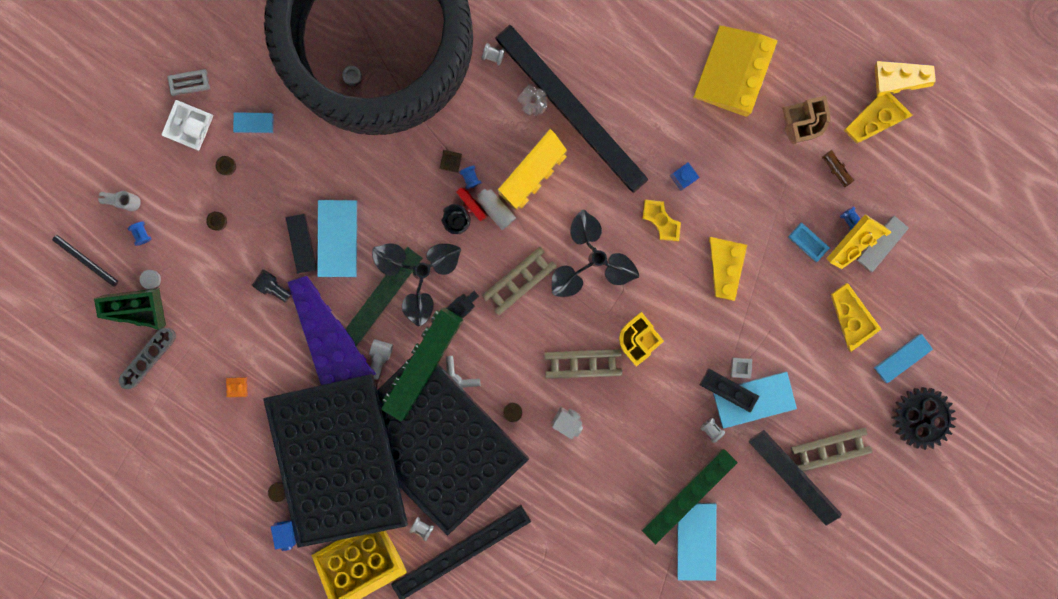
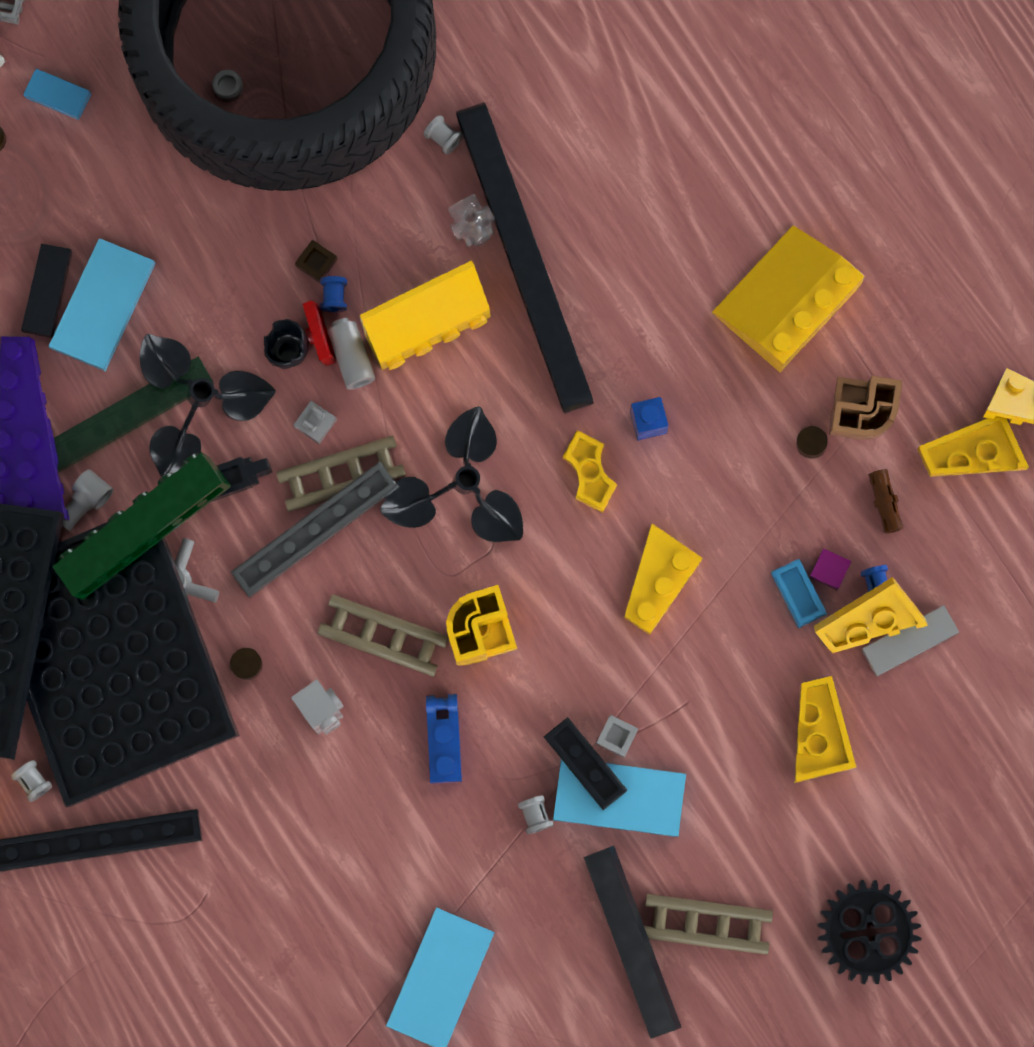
camera: 25 degrees right, 10 degrees down
(491, 257) = (315, 422): none -> light grey tile
(519, 320) = (314, 529): none -> dark grey tile
(643, 409) = (443, 740): none -> blue plate
(688, 496) = (456, 898): dark green brick -> none
(781, 151) = (812, 442): none -> dark brown tile
(821, 221) = (830, 569): none -> magenta tile
(903, 358) = (874, 828): dark azure tile -> none

